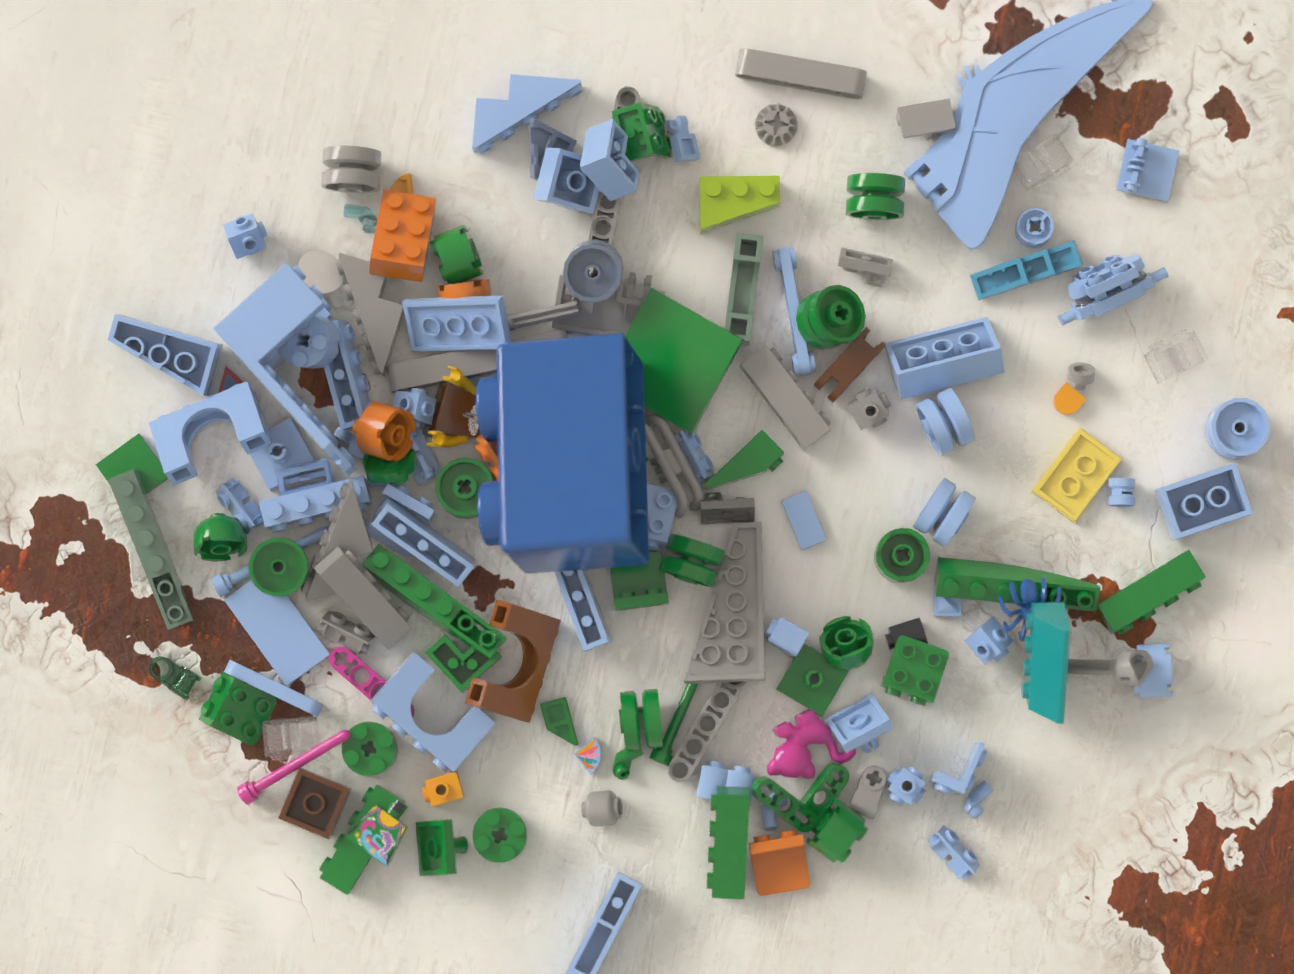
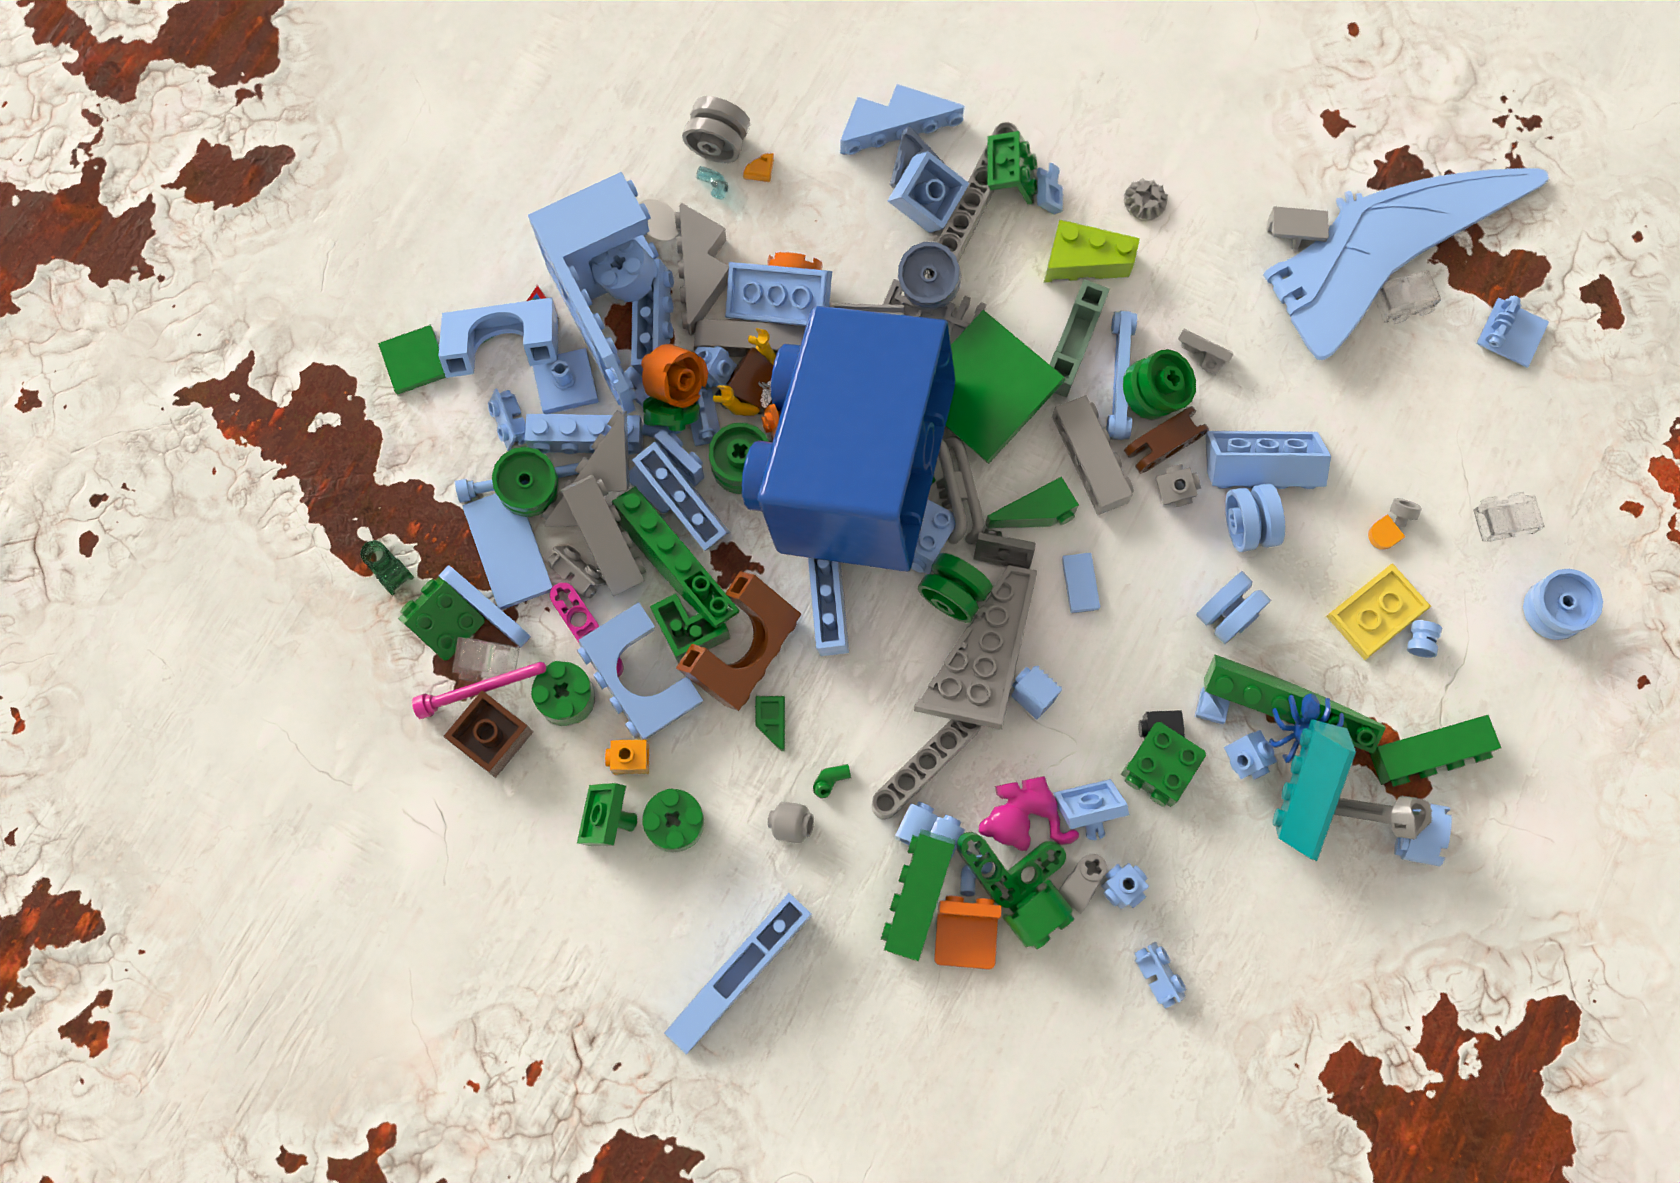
camera: 15 degrees right, 10 degrees down
(151, 547) = (405, 432): sand green slope -> none
(178, 354) = (493, 257): light blue wedge -> none
(219, 537) = (475, 443): green cylinder -> none
(245, 235) = (594, 165): light blue brick -> none
(302, 477) = (584, 396): light blue tile -> none
(349, 859) = (526, 787): green brick -> none
(380, 831) = (546, 779): torso -> none
(402, 235) = (747, 201): orange brick -> none
(457, 254) = (796, 231): green brick -> none
(589, 755) = (793, 764): tile -> none
(606, 160) = (971, 176): light blue brick -> none
(639, 585) = (892, 598): green bracket -> none
(640, 719) = (858, 737): green wheel -> none
(663, 754) = (871, 782): green piece -> none
(699, 462) = (982, 477): light blue hinge -> none
(801, 73) = (1182, 157): light grey beam -> none
(811, 680) = (1050, 747): green tile -> none
(846, 642) = (1097, 716): green cylinder -> none
(875, 196) = (1232, 282): green wheel -> none
(917, 555) = (1172, 626): green brick -> none
(948, 784) = (1173, 894): light blue bracket -> none
(976, 796) = (1197, 920): light blue arm -> none
(1026, 270) = (1369, 396): dark azure slope -> none
(1036, 238) = (1385, 367): light blue wheel -> none
(1109, 286) = (1442, 439): light blue piece -> none
(1203, 502) = (1512, 669): light blue brick -> none

